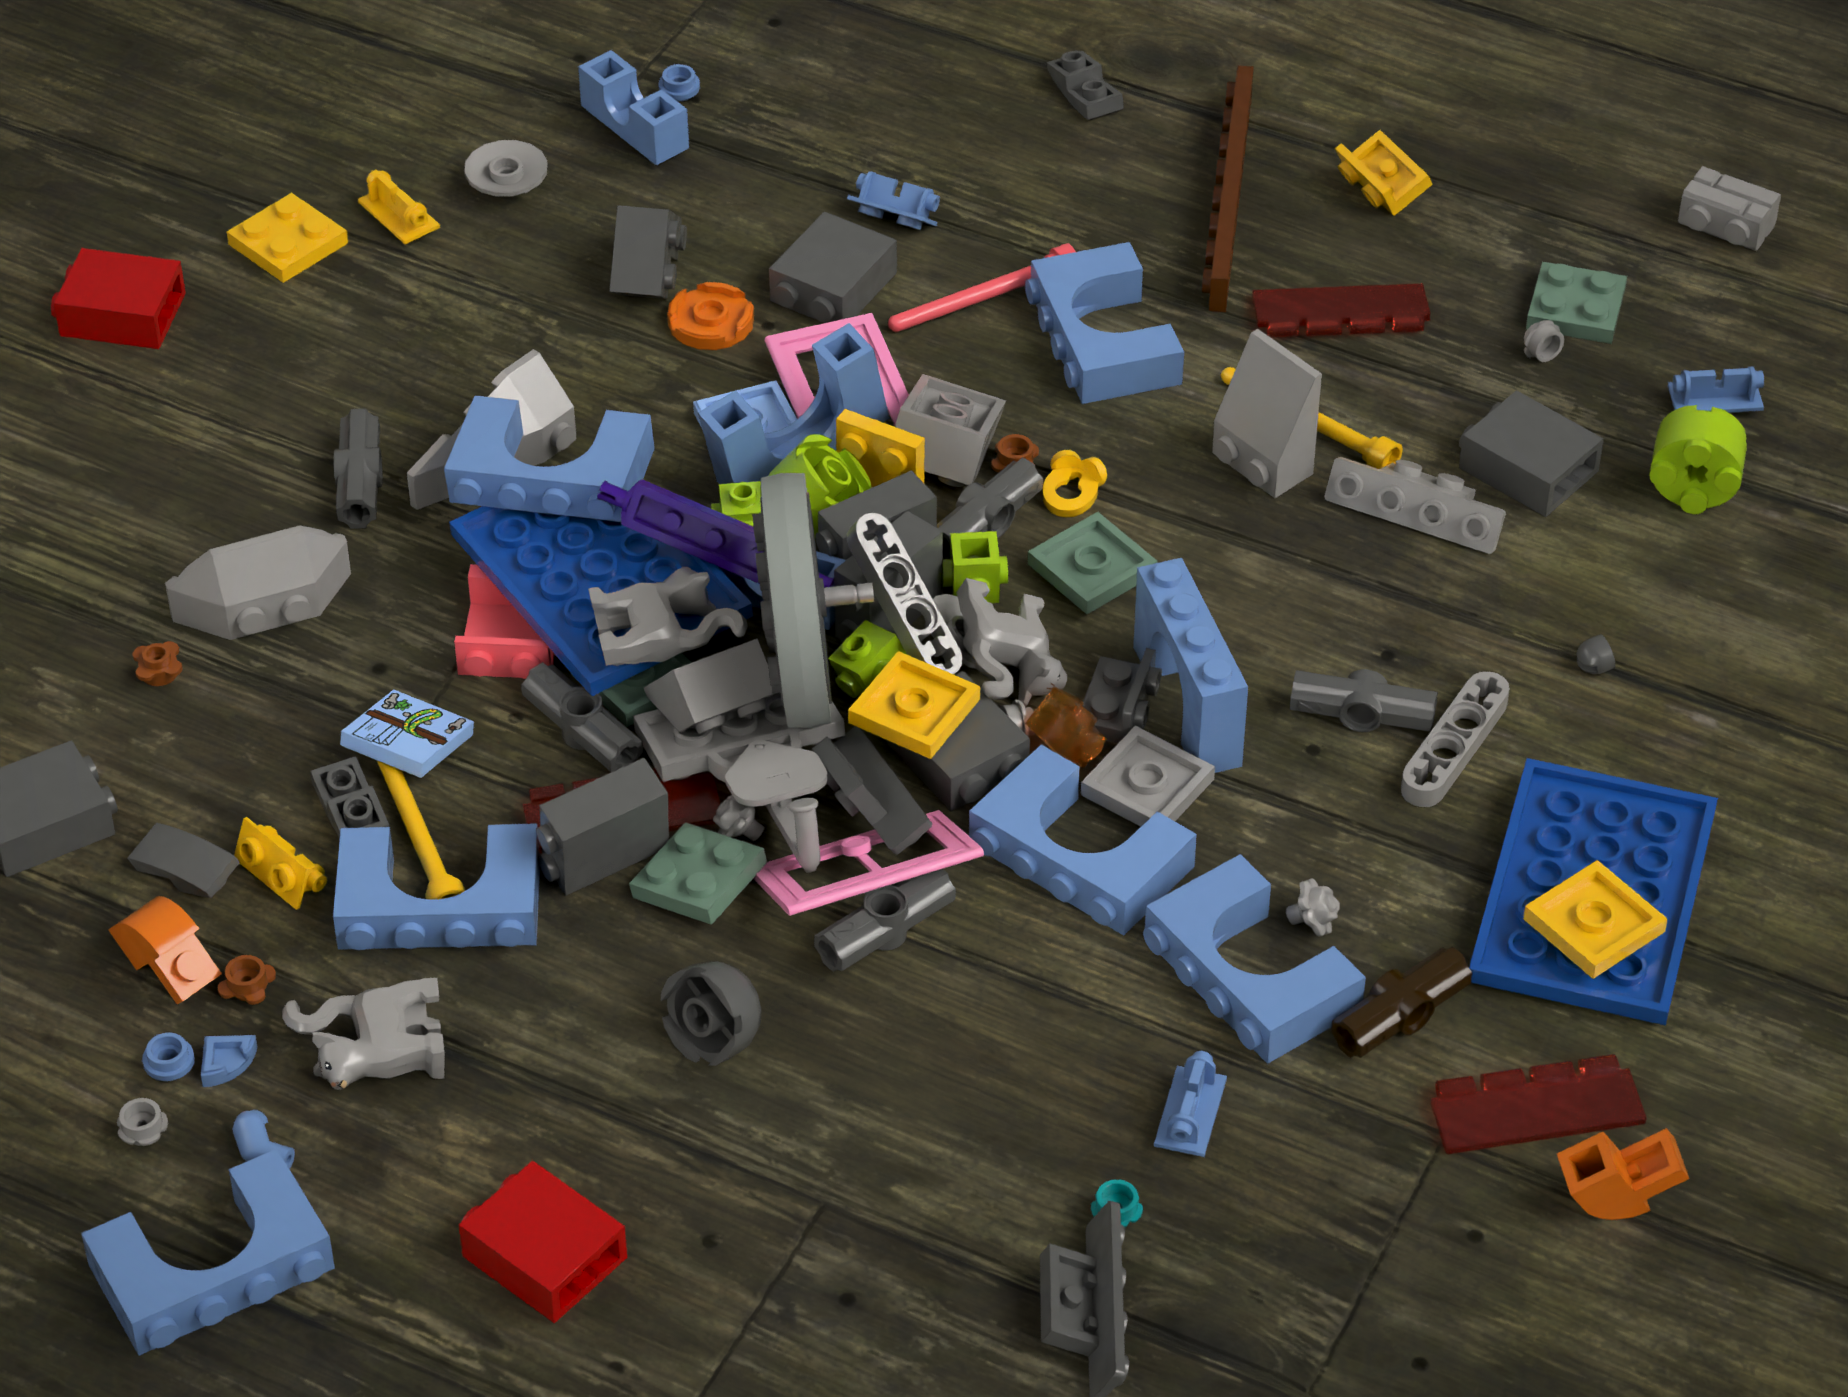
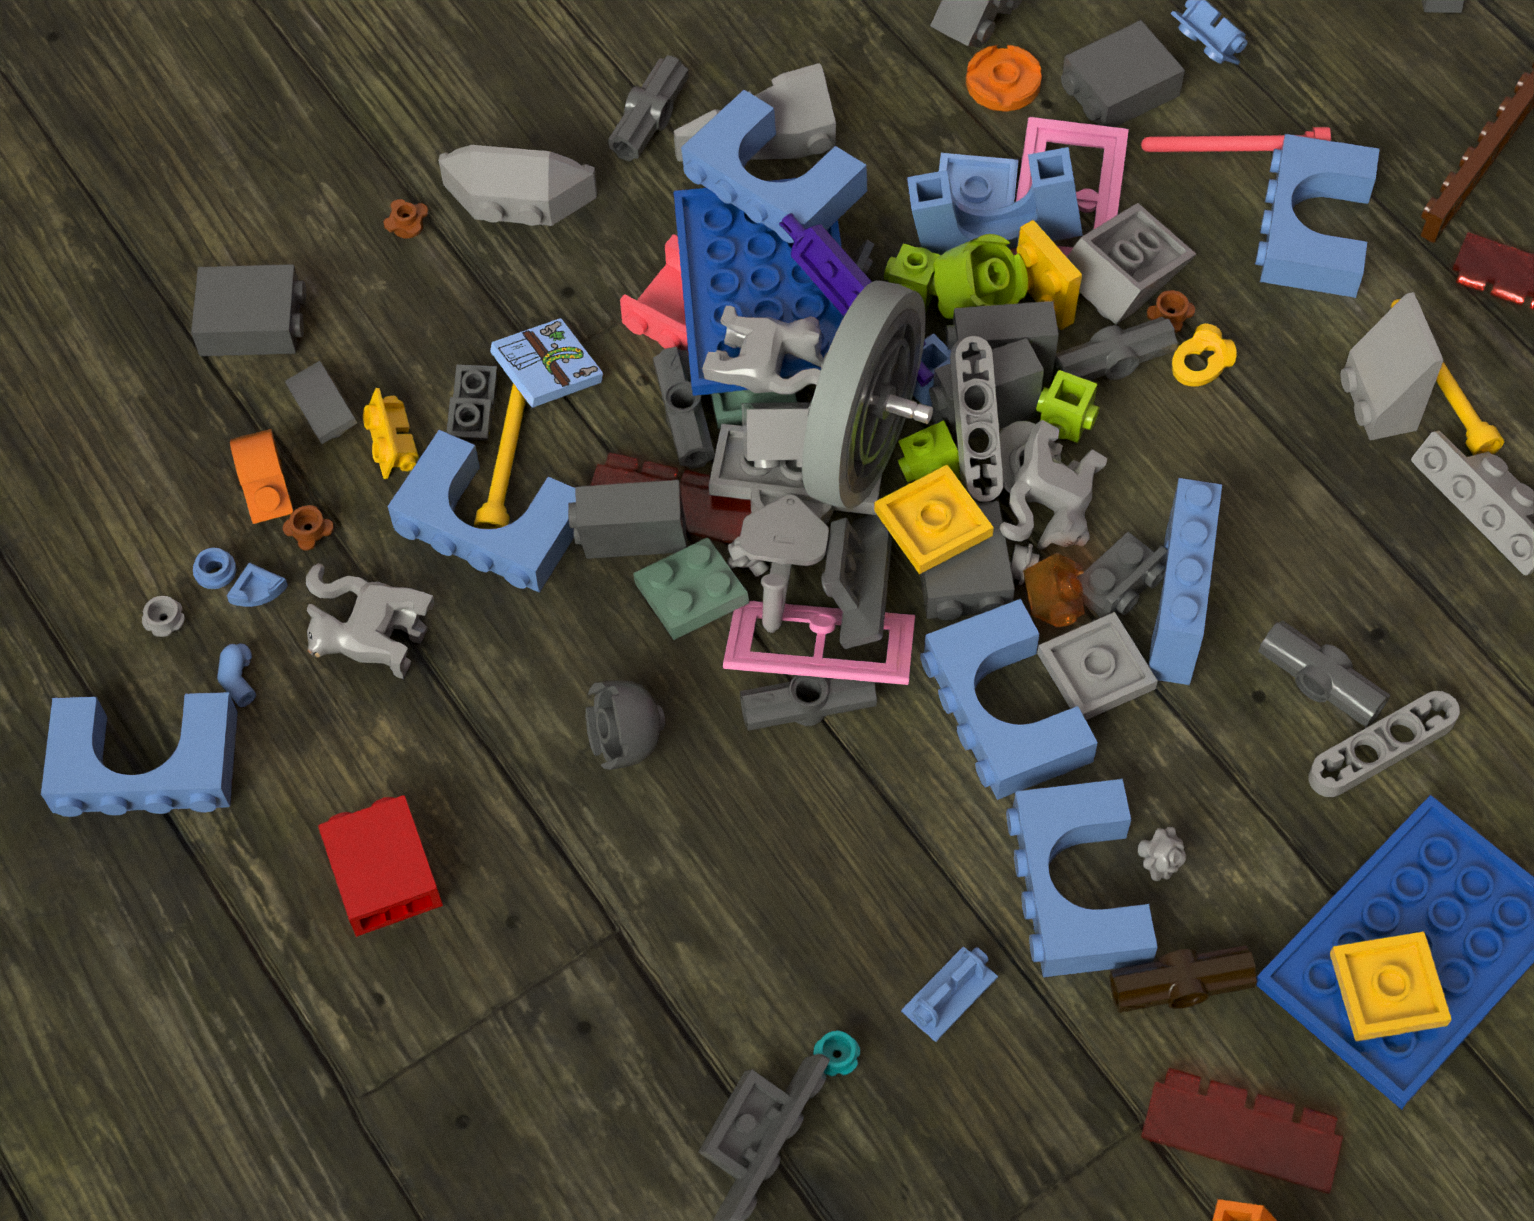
camera: 30 degrees right, 15 degrees up
(1090, 562) = (1173, 439): sand green plate -> none

